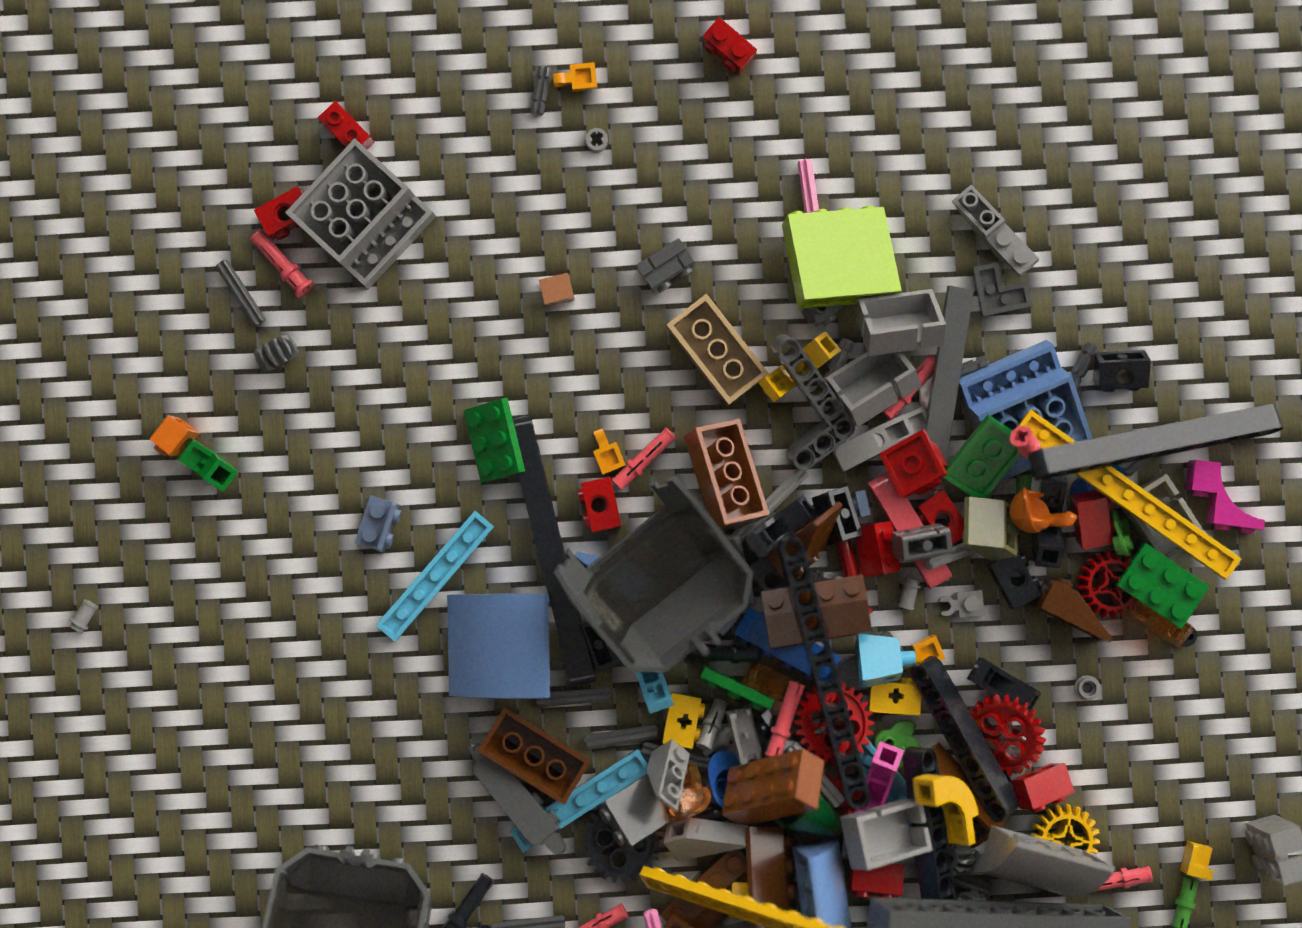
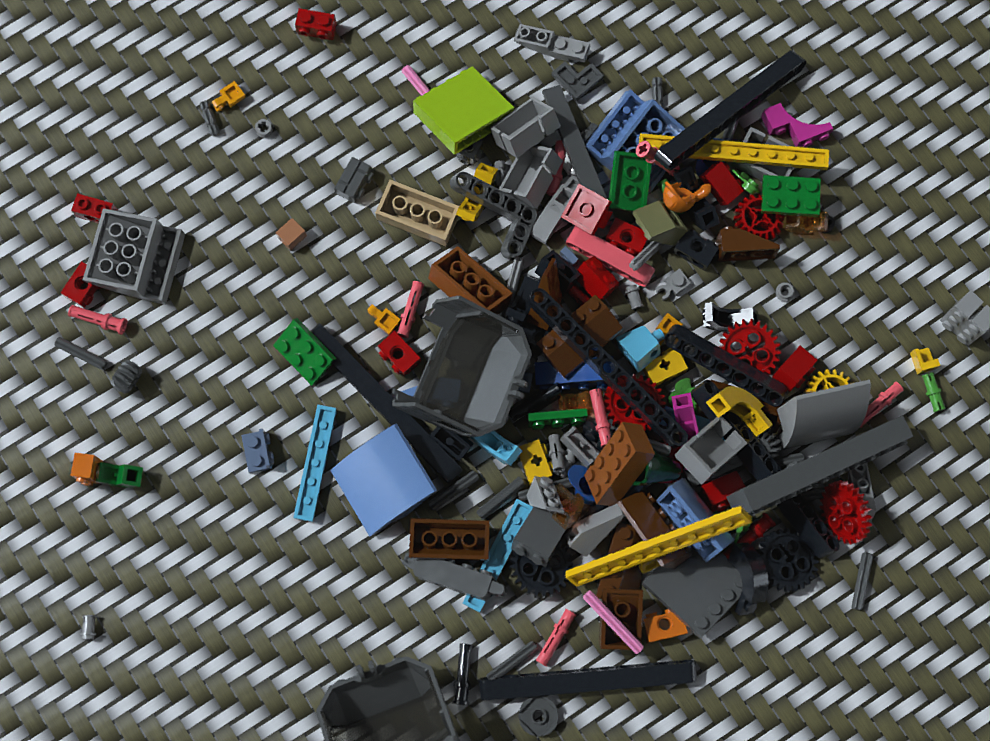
camera: 30 degrees left, 10 degrees down
(921, 542) = (621, 254): dark grey brick -> none
(1110, 363) = (673, 84): black brick -> none

